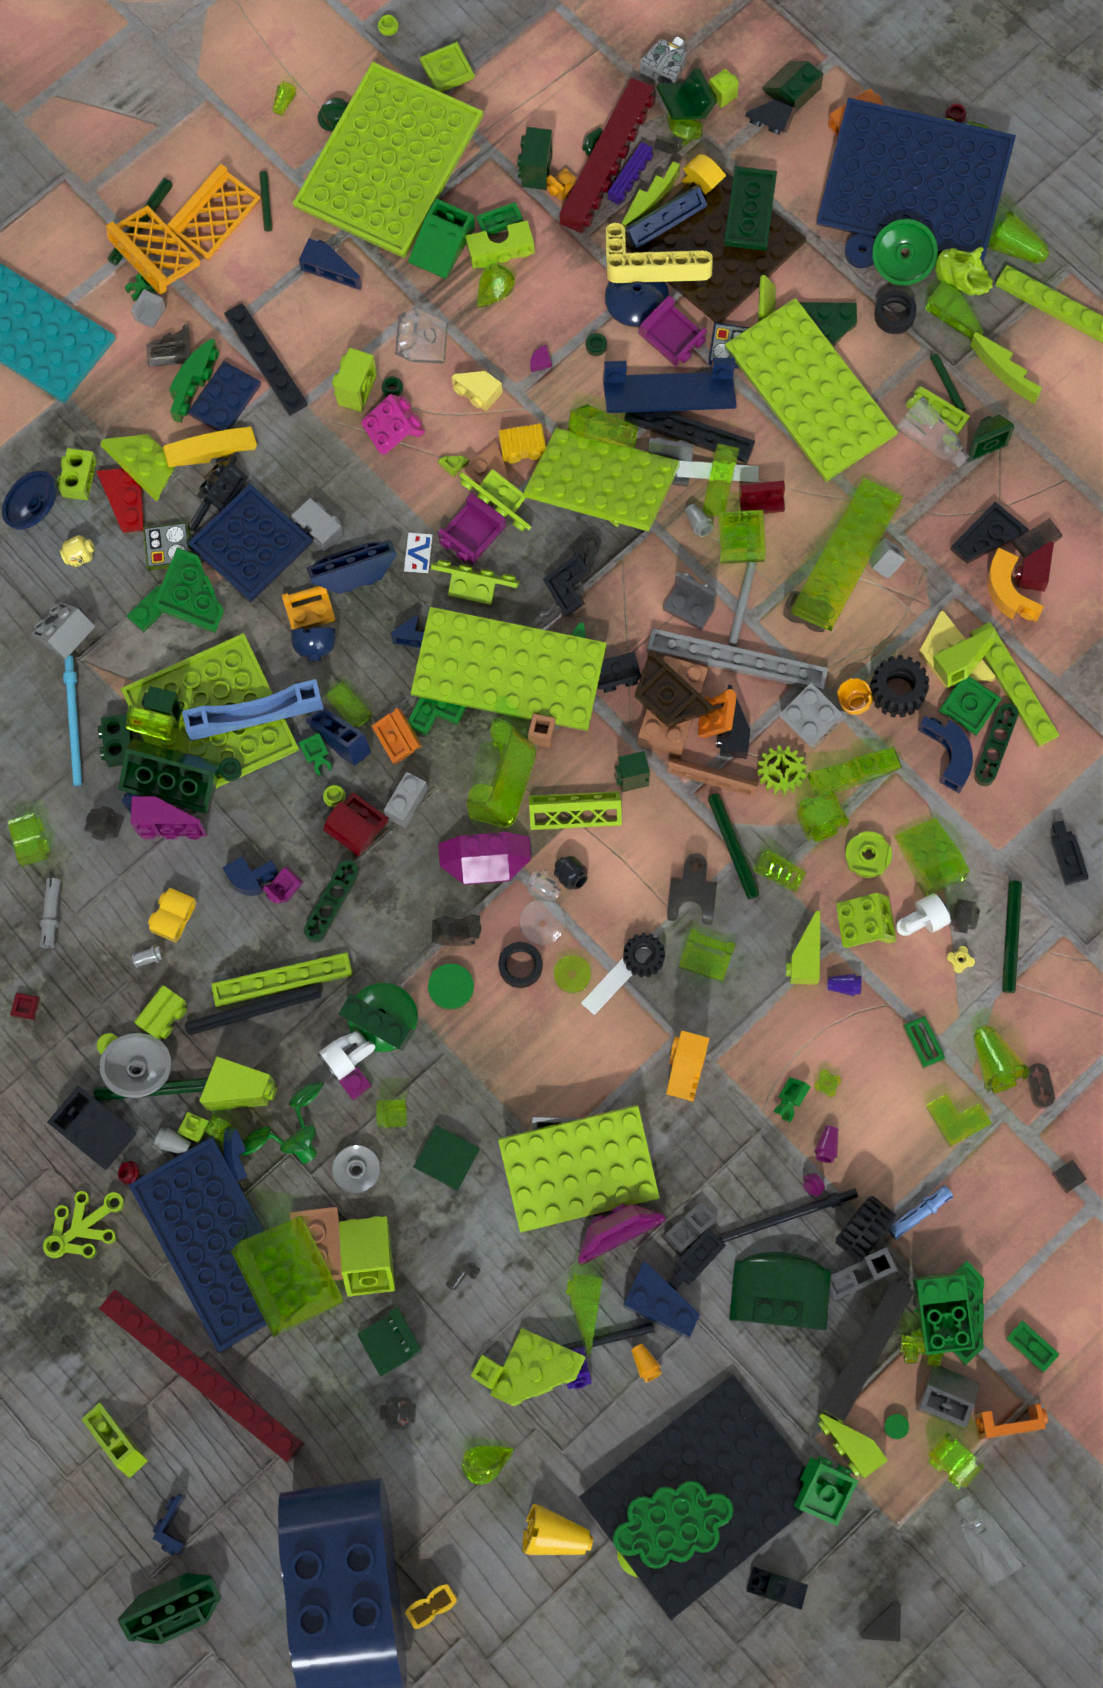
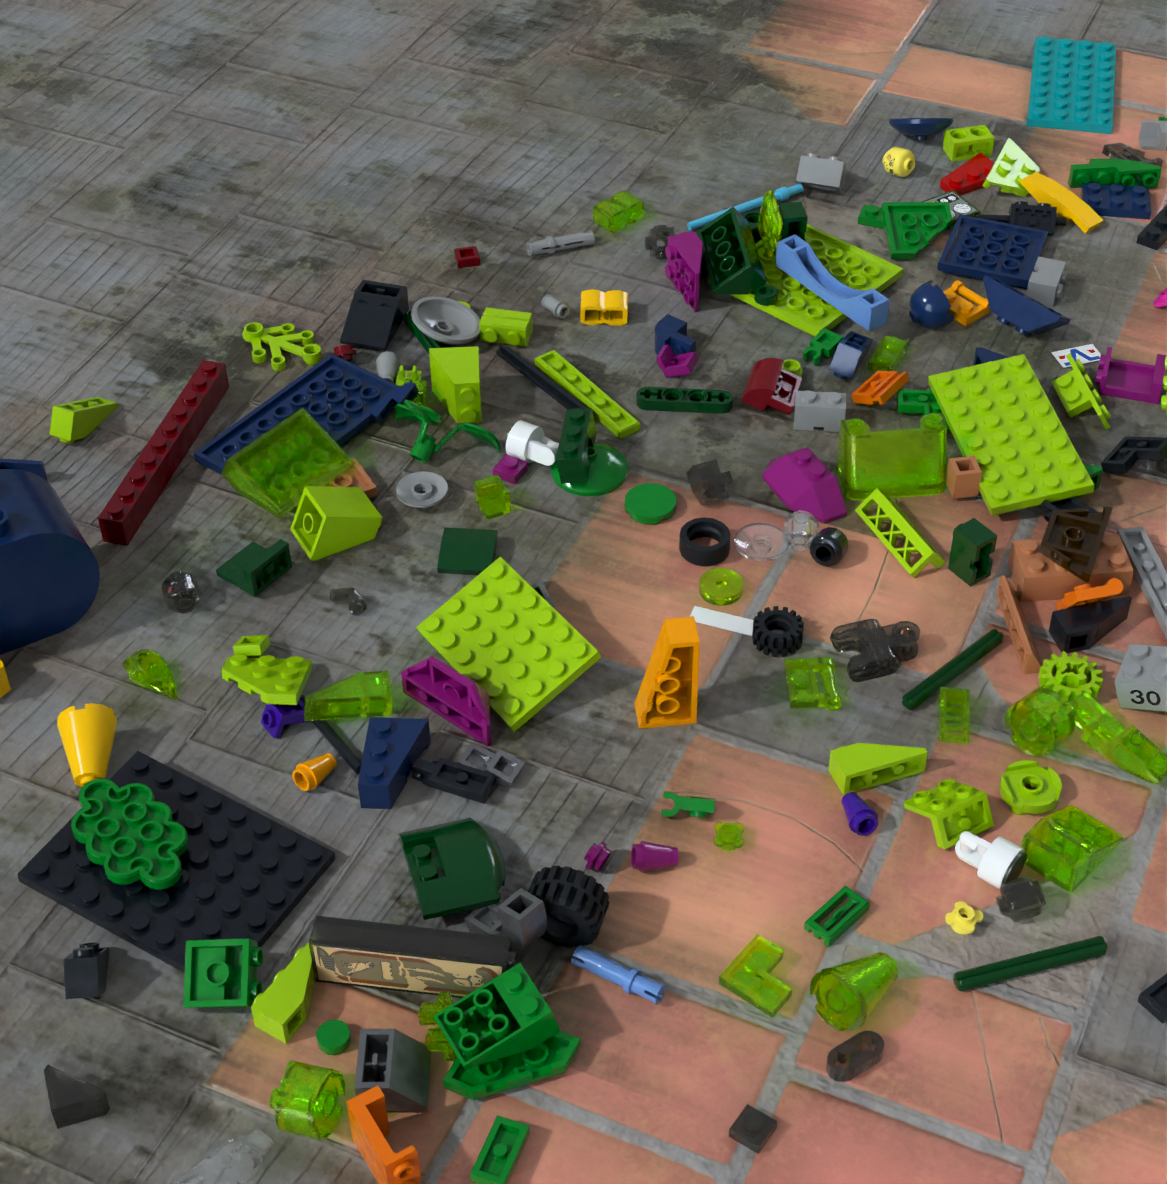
camera: 65 degrees right, 30 degrees down
(833, 1200) = (535, 836): black bar -> none

